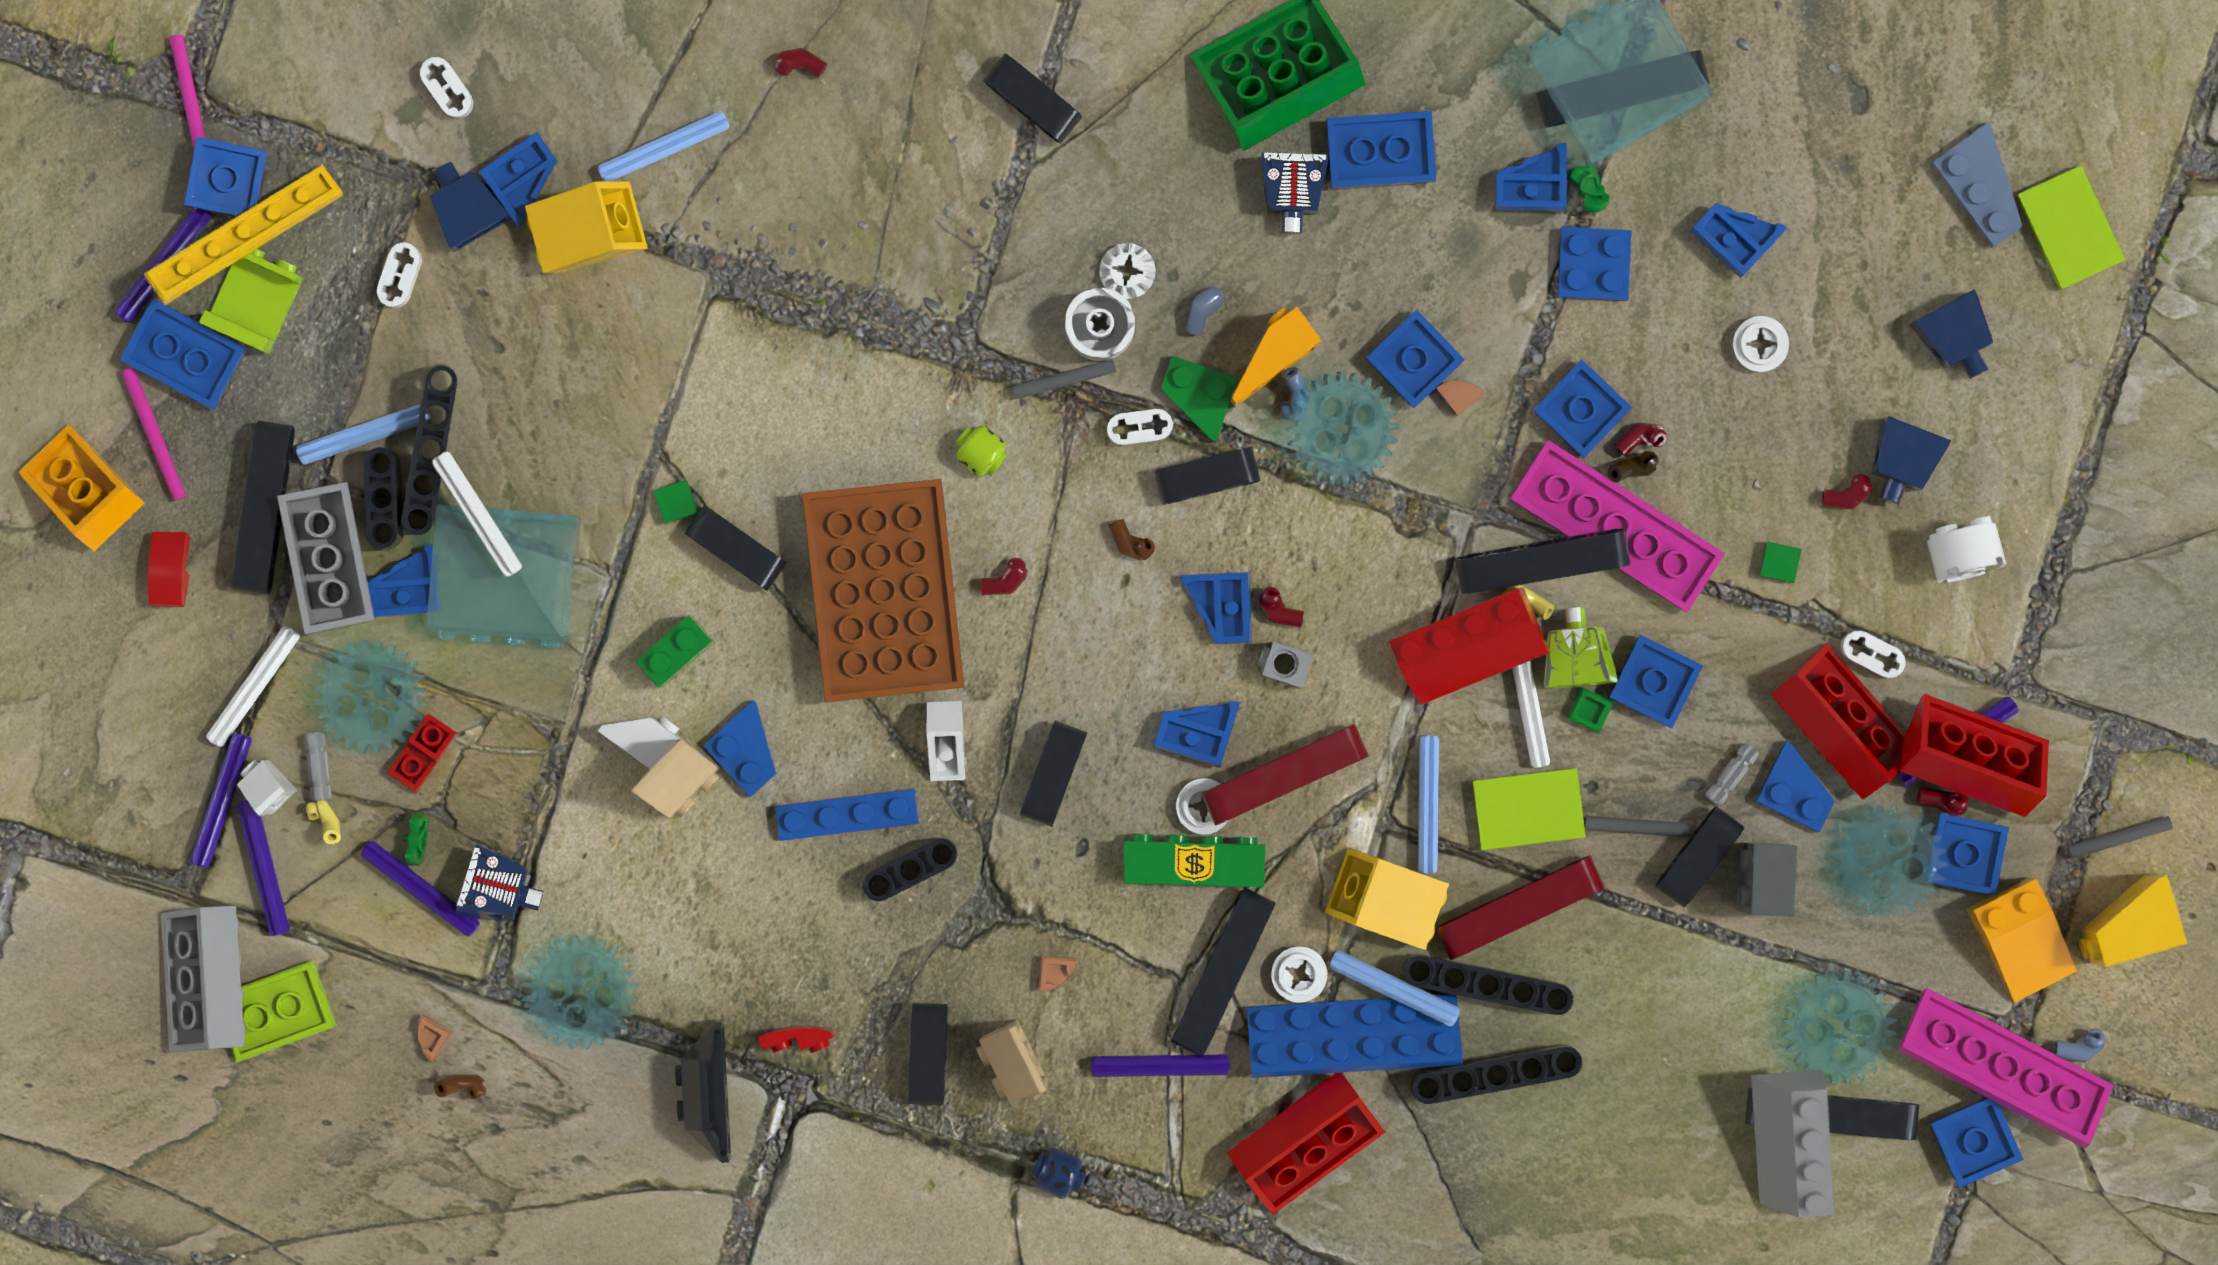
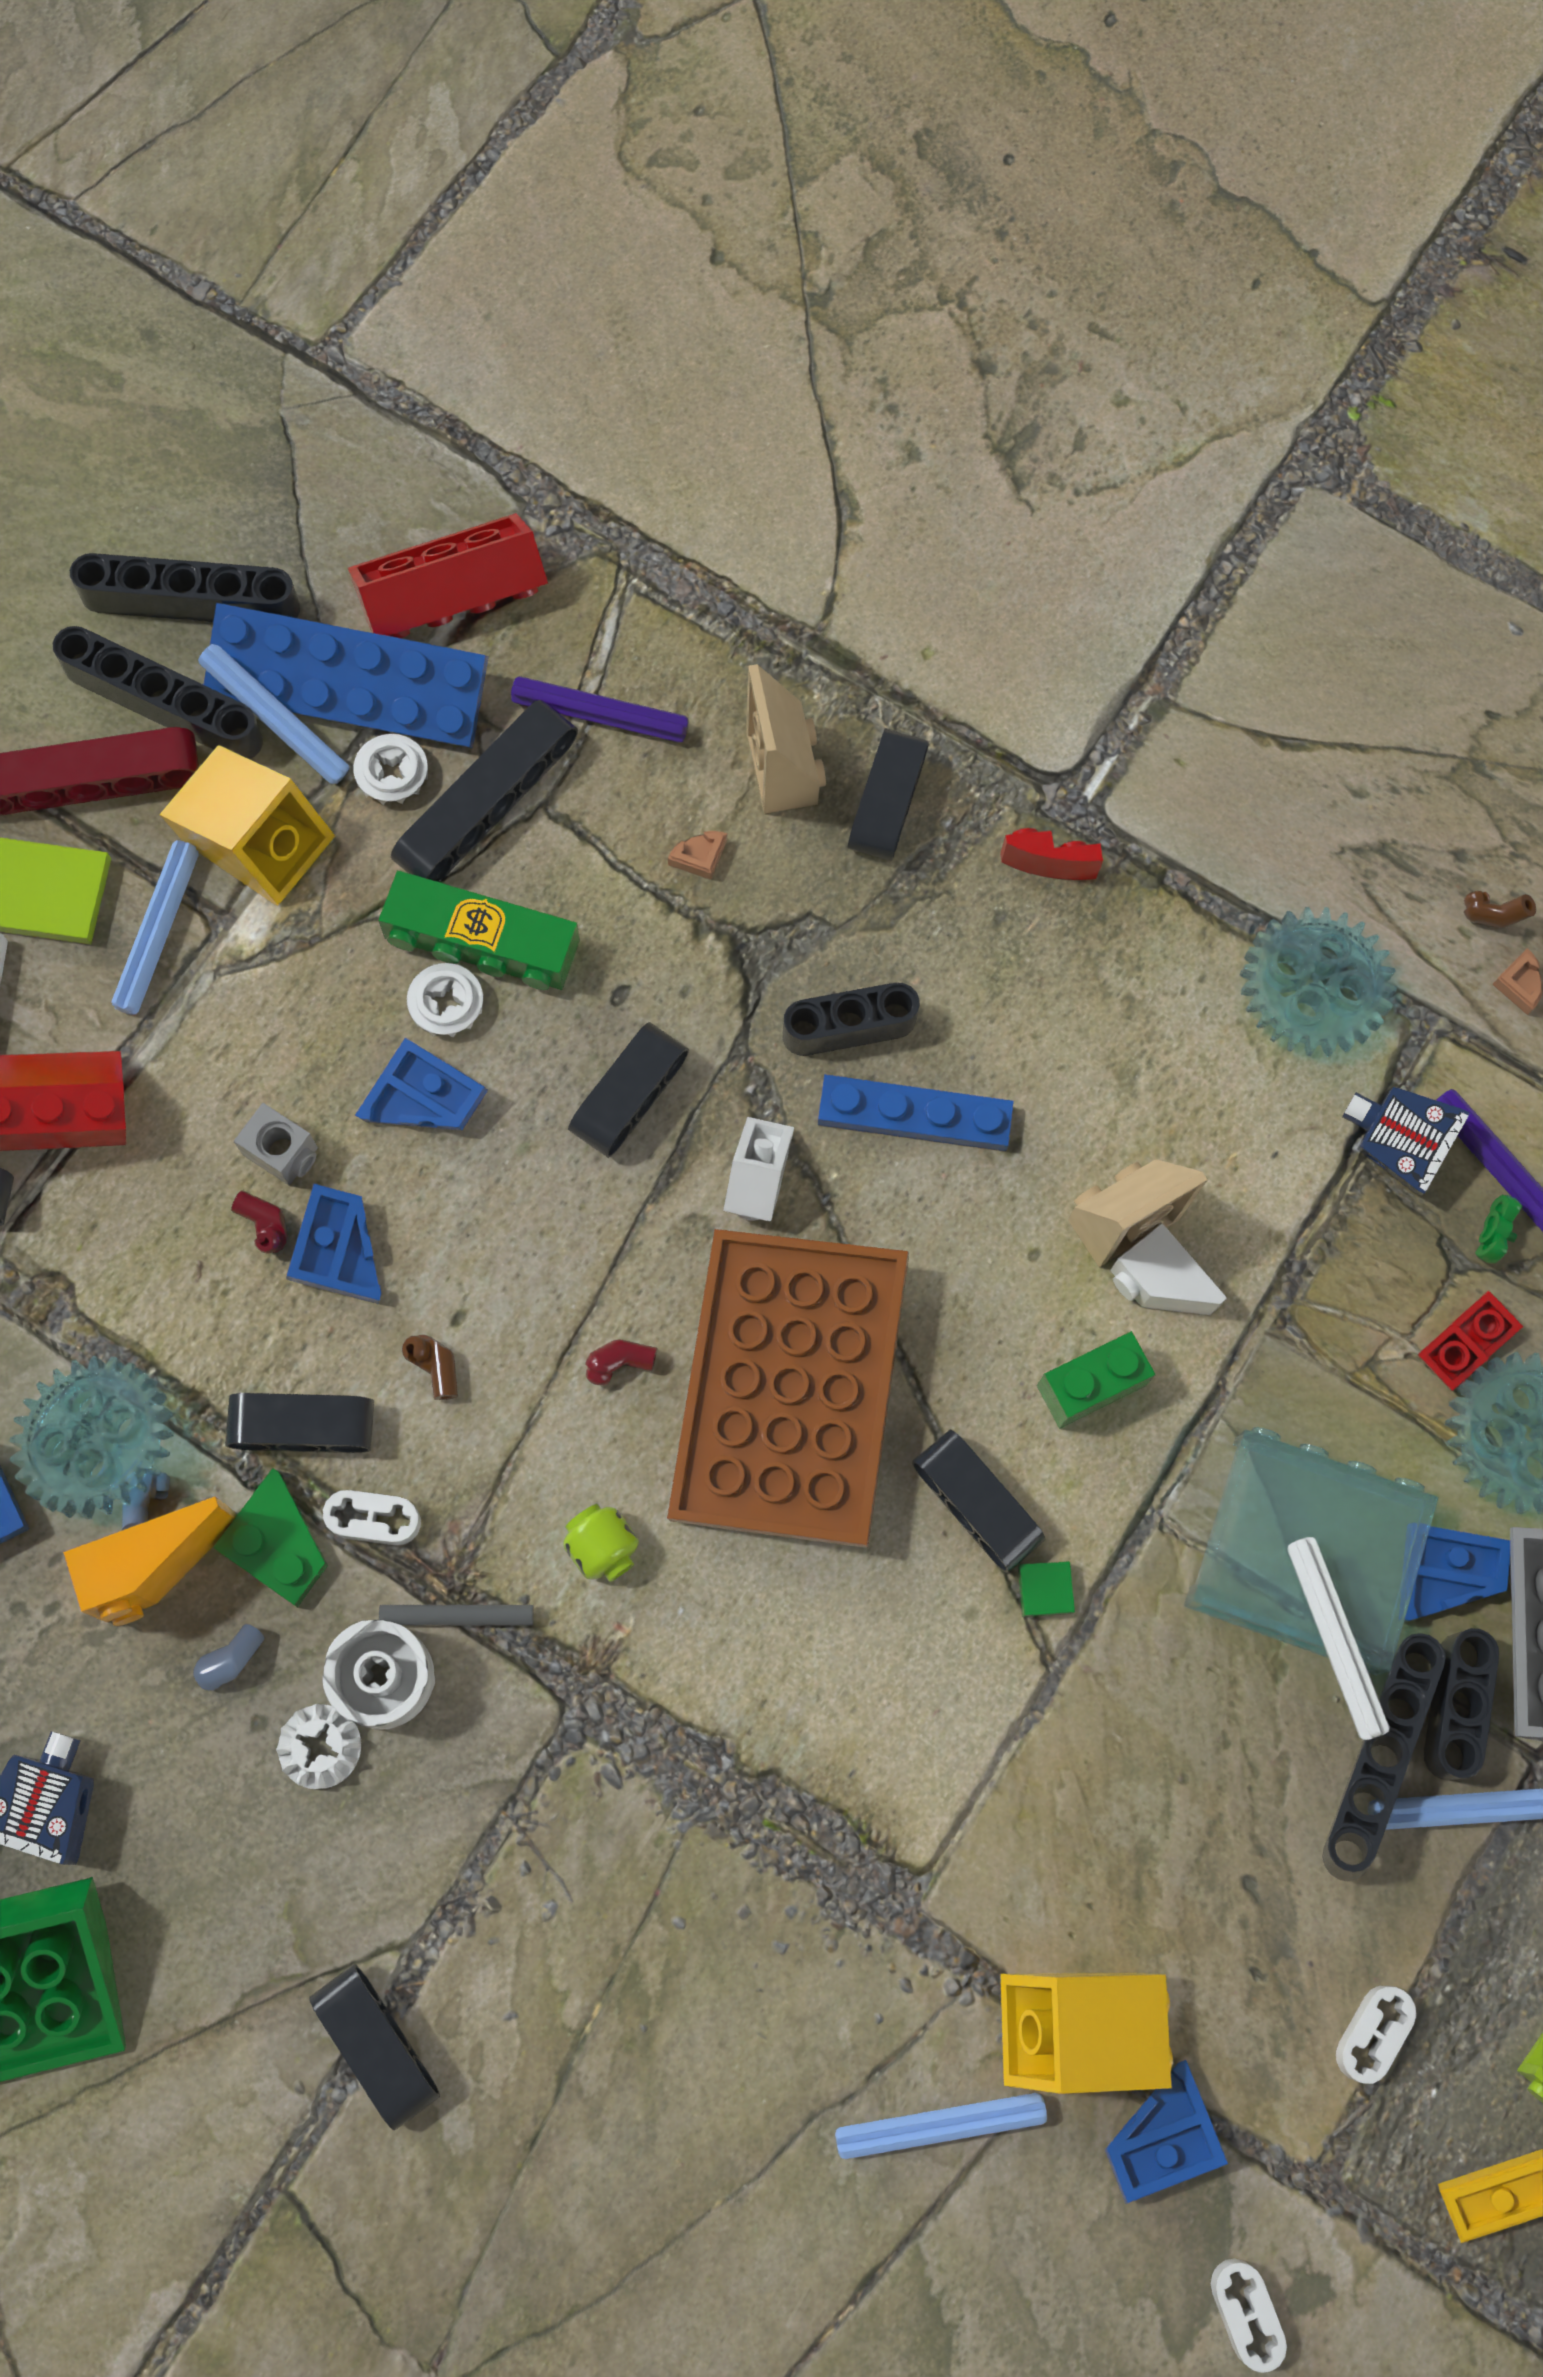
camera: 170 degrees left, 15 degrees down
(465, 207) = (1259, 2113): dark blue torso -> none
(706, 1092) = (1183, 820): black wedge -> none
(744, 750) = (1032, 1230): blue wing -> none
(799, 58) = (706, 2210): dark red arm -> none
(1058, 1173) = (764, 618): dark blue head -> none
(1285, 774) = (324, 1004): dark red beam -> none

